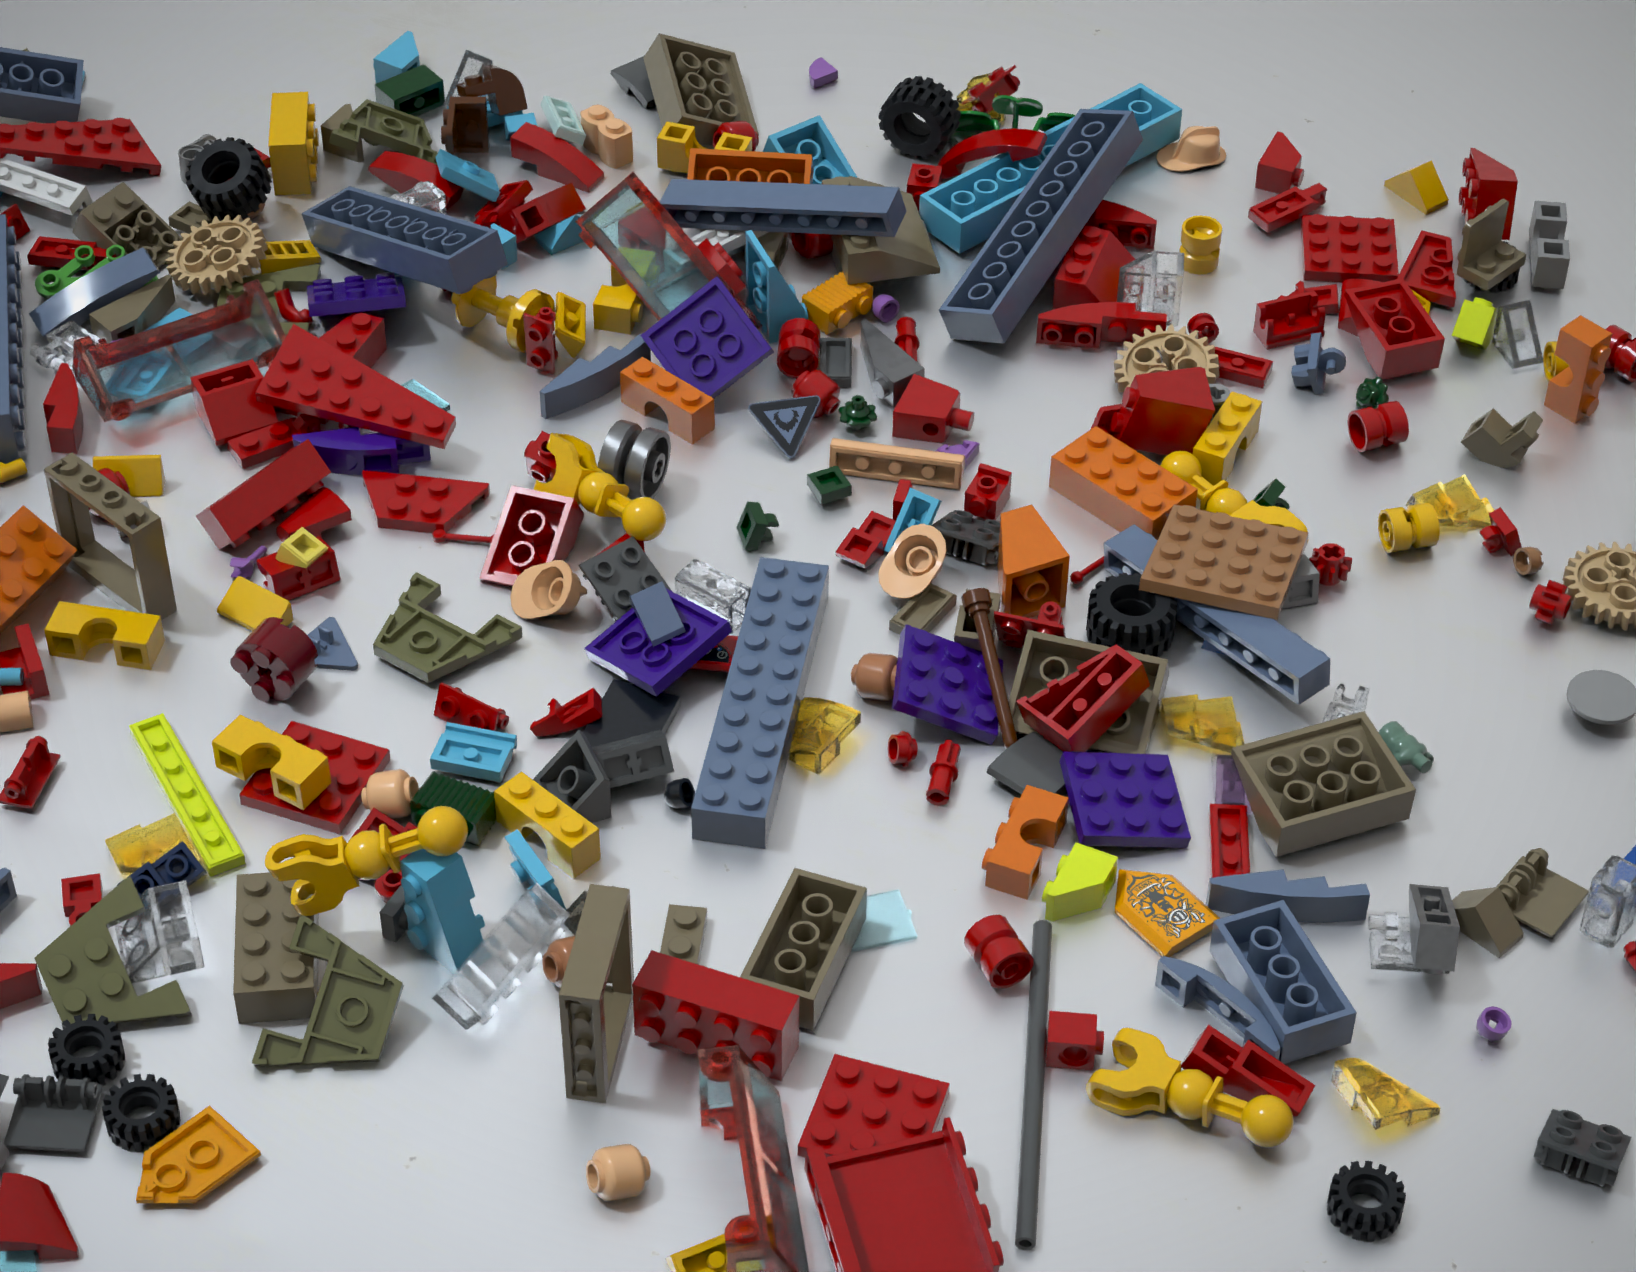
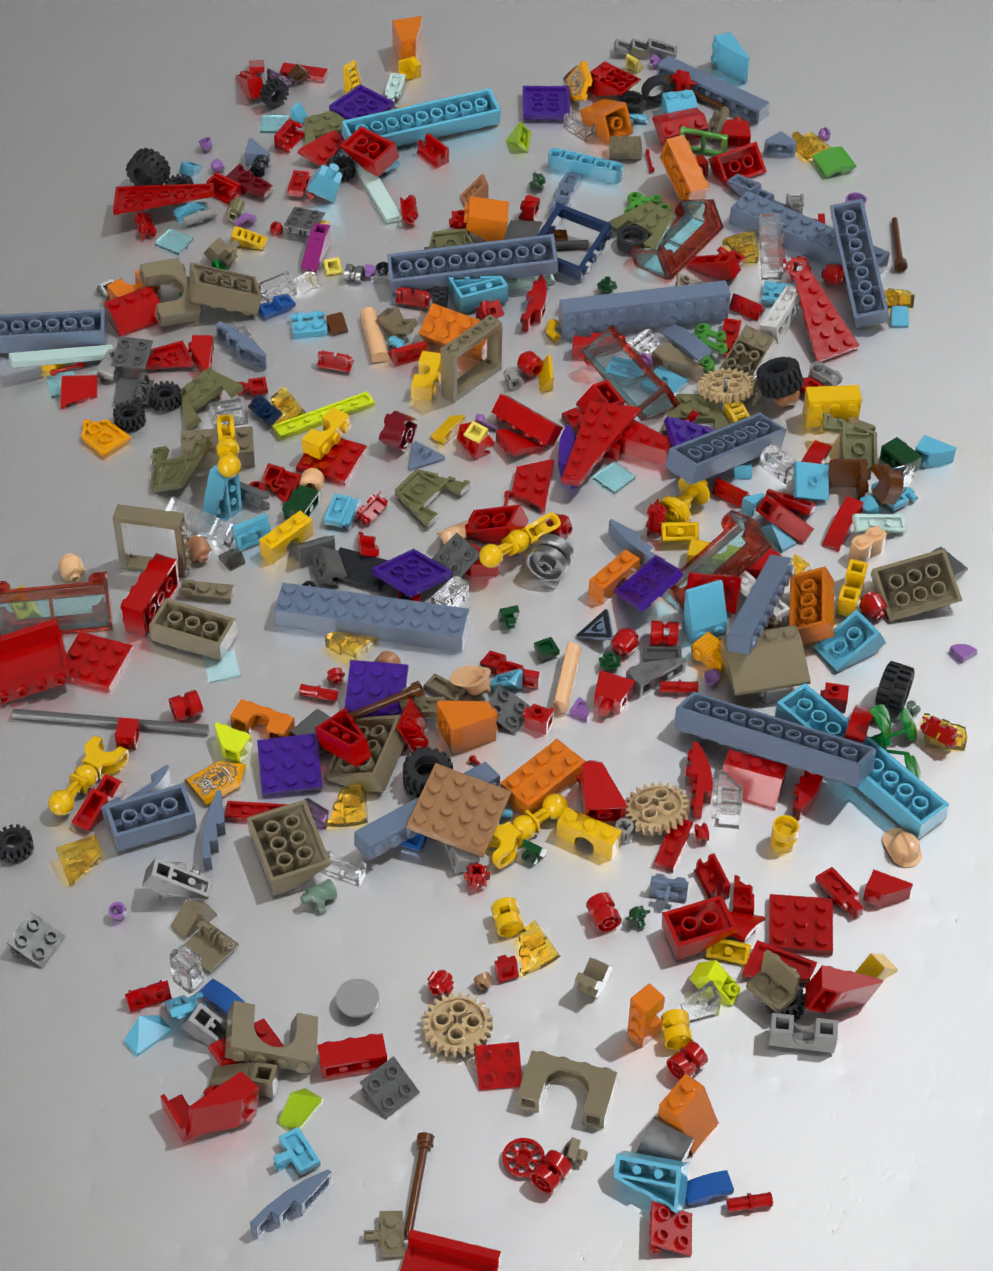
camera: 90 degrees right, 5 degrees up
(657, 613) = (422, 564): sand blue slope -> none

